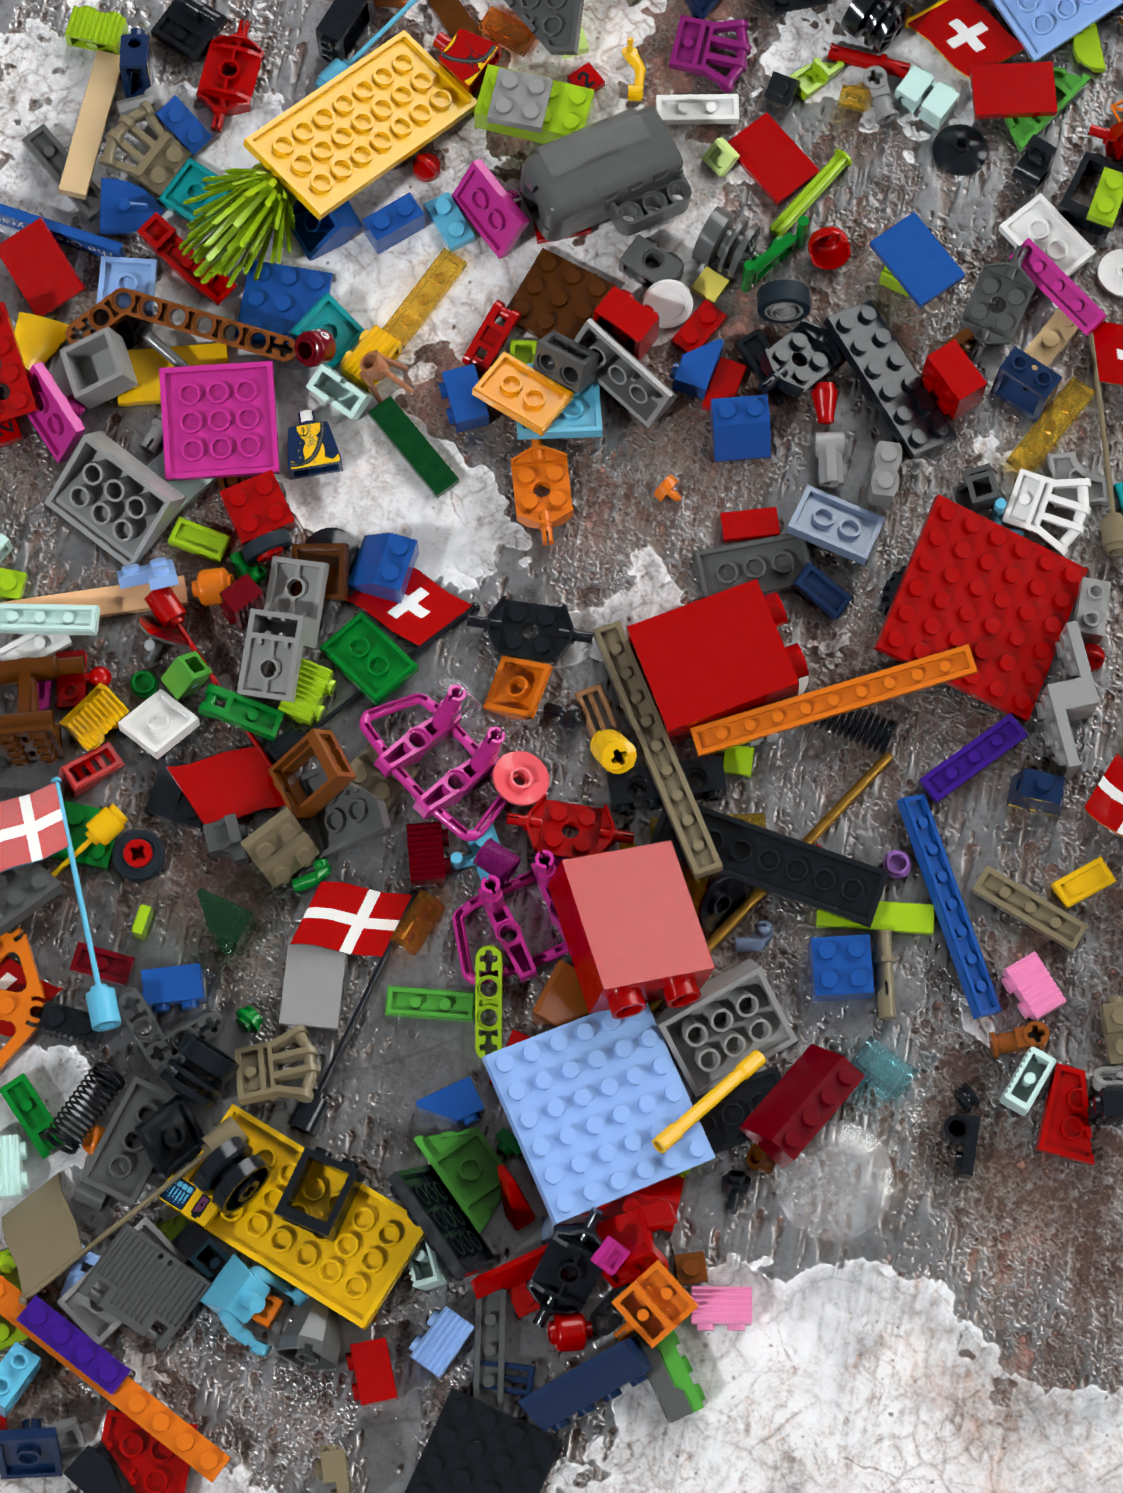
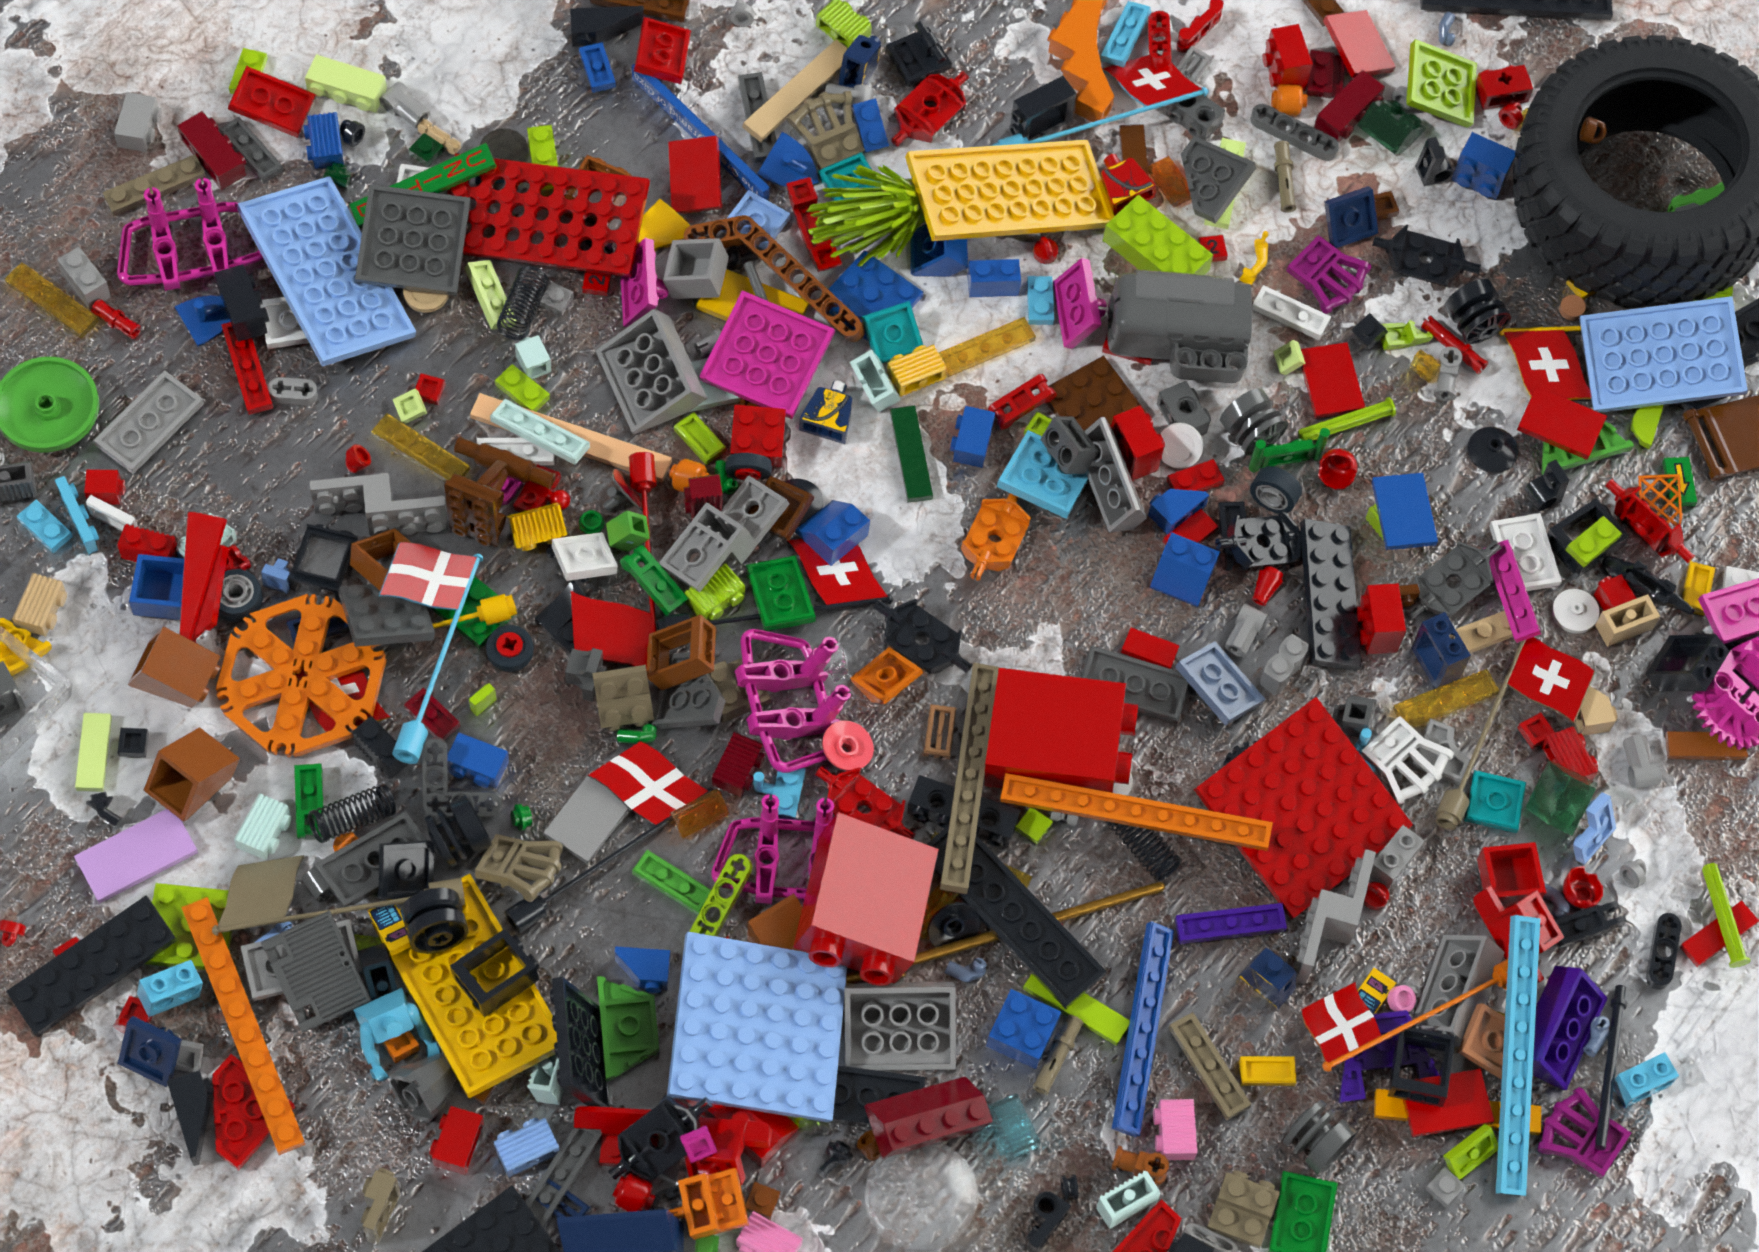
camera: 25 degrees right, 10 degrees down
(74, 1345) = (234, 986): dark purple plate -> none
(86, 783) = (501, 573): red slope -> none
(158, 574) = (651, 444): light blue plate -> none
(228, 923) = (547, 732): clear green slope -> none
(315, 347) = (874, 335): dark red head -> none
(375, 367) = (913, 372): nougat plant -> none
(497, 860) = (790, 795): magenta piece -> none
(507, 1144) = (668, 1020): dark green plate -> none
(514, 1202) = (648, 1071): red slope -> none
(520, 100) = (1147, 232): light grey plate -> none
(522, 393) = (1020, 453): light orange tile -> none
(568, 717) = (914, 720): black plate -> none
(613, 751) = (926, 768): yellow piece -> none
(666, 489) = (1097, 586): orange tile -> none
(676, 1130) = (808, 1077): yellow piece -> none
(710, 285) = (1224, 451): light yellow tile -> none
(821, 591) = (1179, 728): dark blue tile -> none
(897, 864) = (1118, 974): medium lavender plate -> none
(914, 90) = (1484, 386): light aqua piece -> none

